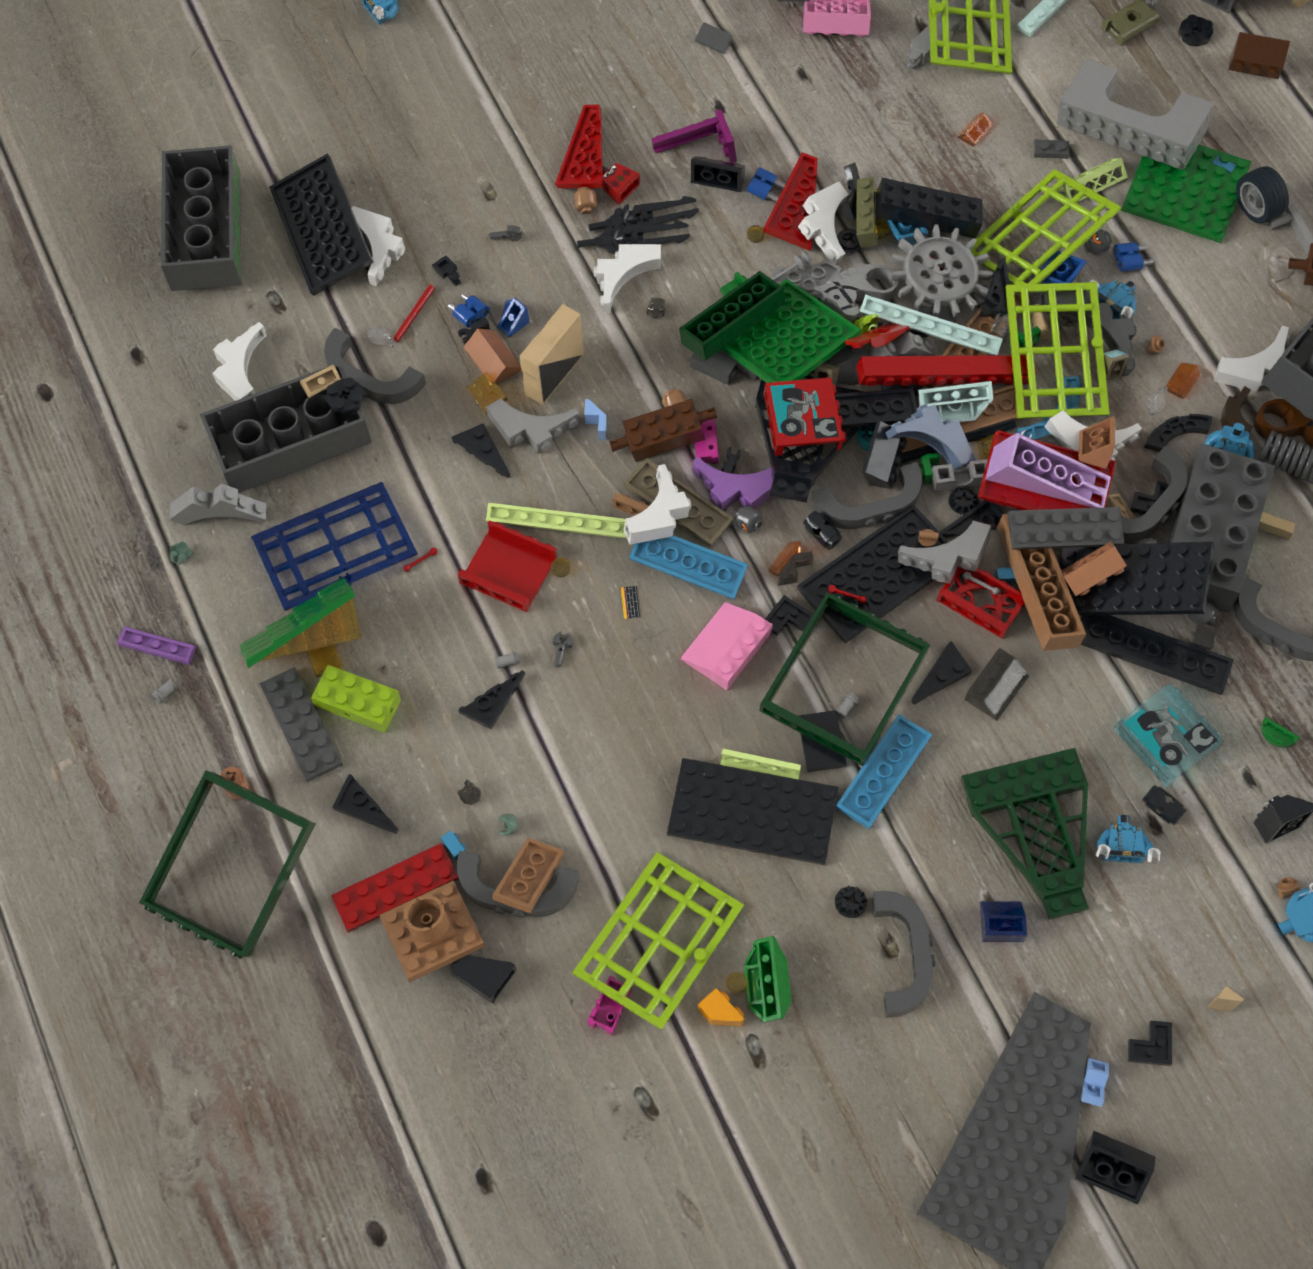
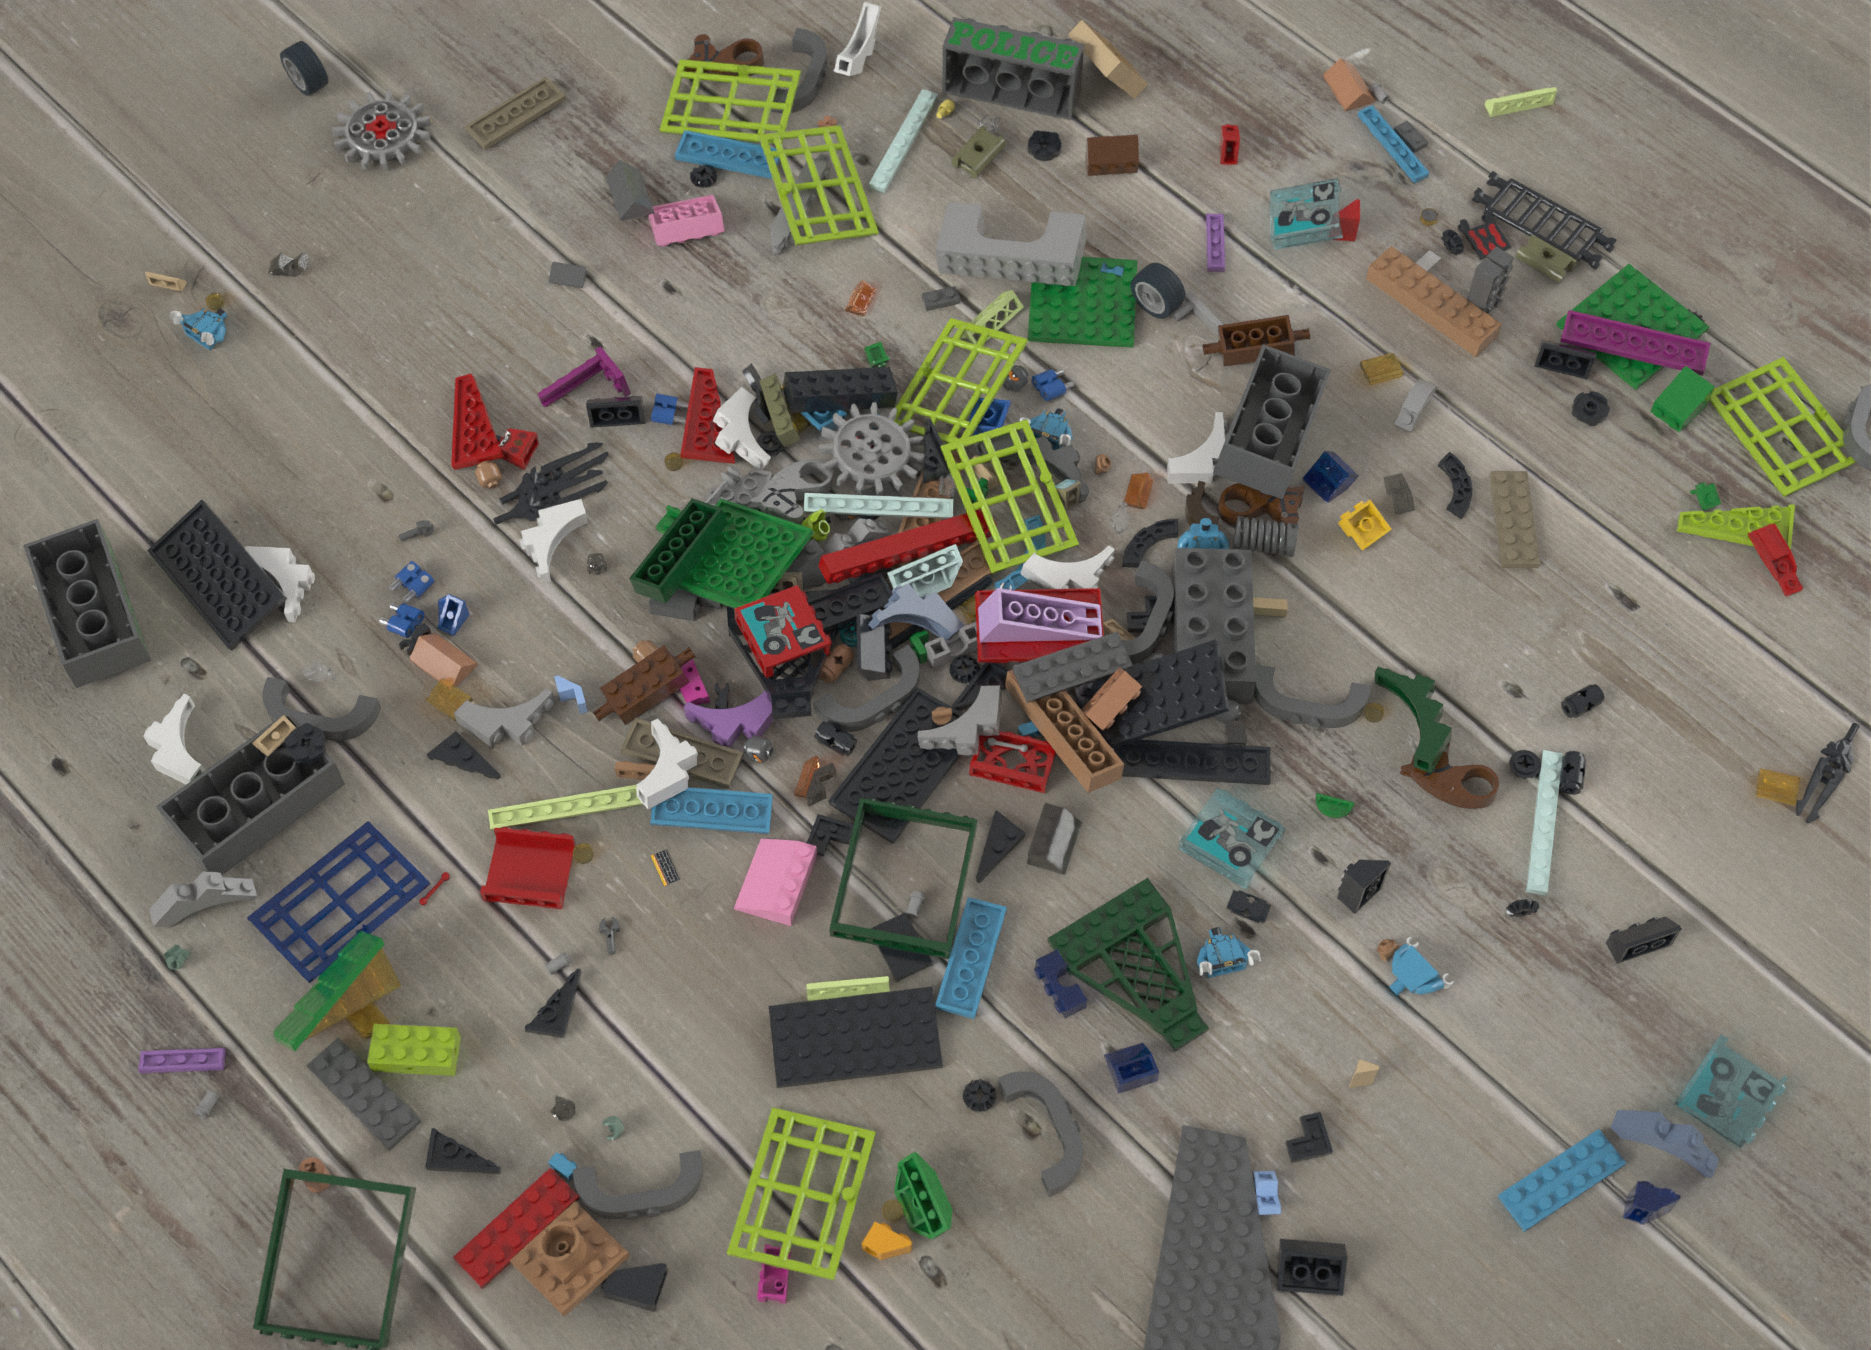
camera: 20 degrees left, 5 degrees down
(413, 313) = (345, 638): red piece -> none
(447, 268) = (366, 583): black plate -> none
(490, 277) = (414, 579): none -> blue piece
(528, 875) = (651, 1170): medium nougat plate -> none
(552, 354) = (507, 641): tan tile -> none
(832, 589) = (863, 794): red hinge -> none
(839, 467) = (831, 670): none -> nougat piece
(878, 336) = (831, 530): red piece -> none
(961, 839) = (1067, 999): none -> clear blue arch
(973, 185) = (876, 355): none -> green bracket
(1097, 443) = (1077, 575): nougat slope -> none

